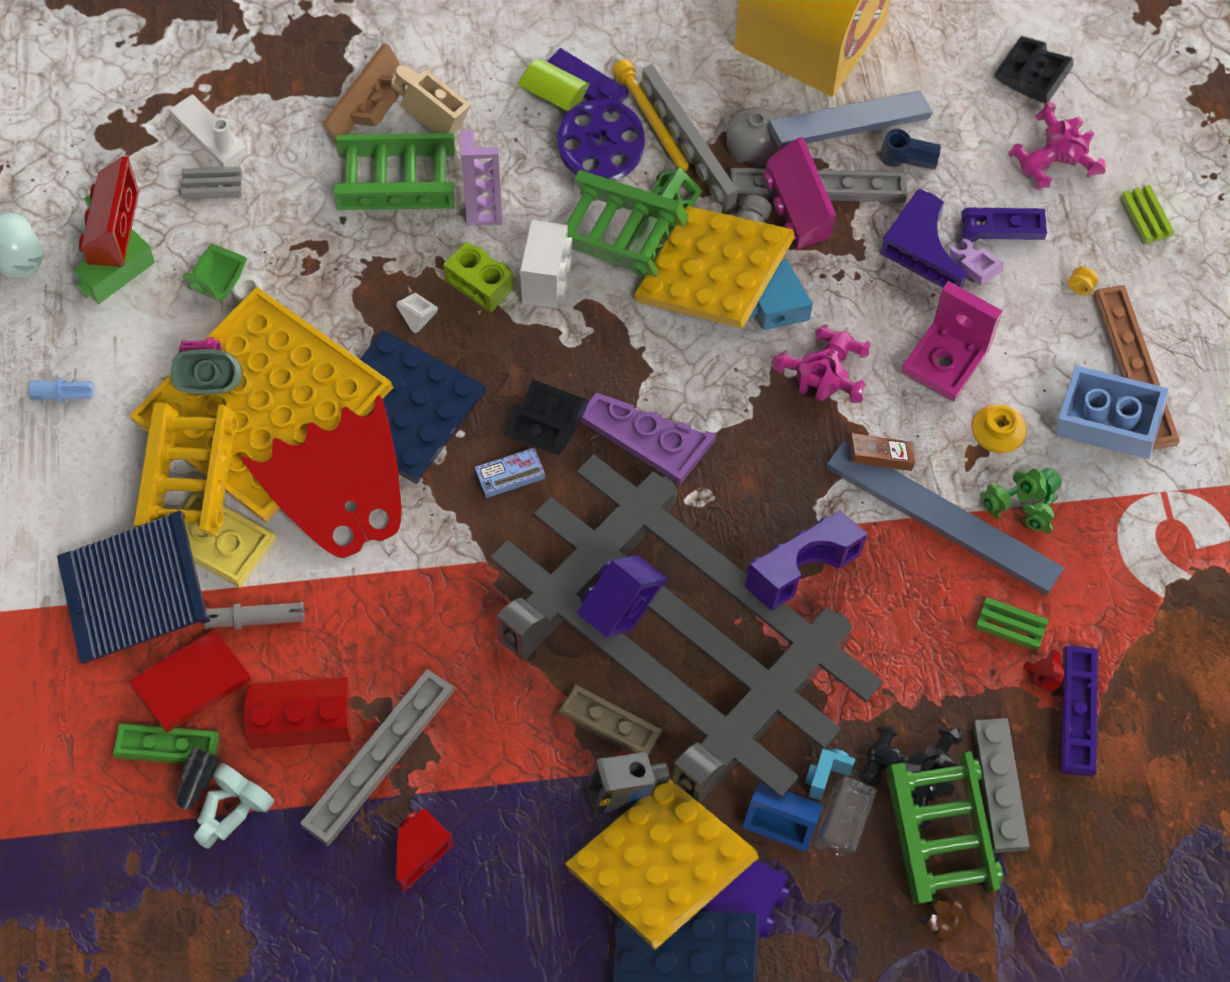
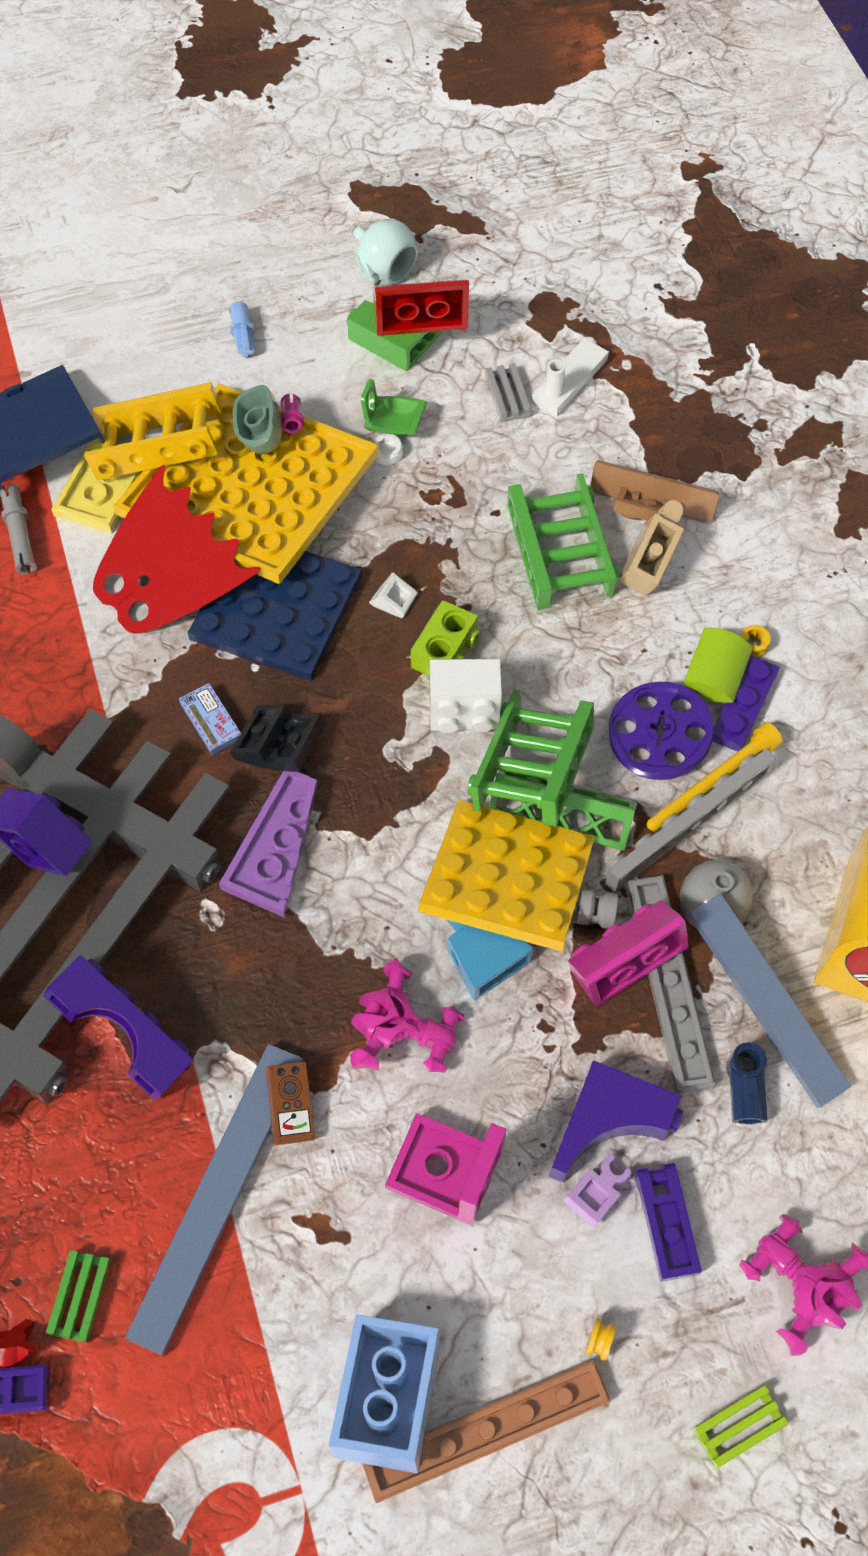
camera: 80 degrees right, 0 degrees up
(475, 187) = (539, 593): lavender fence -> none
(528, 52) = (760, 633): none -> yellow bush
(999, 439) = (374, 1267): yellow piece -> none
(1029, 485) = (243, 1285): bright green plant -> none

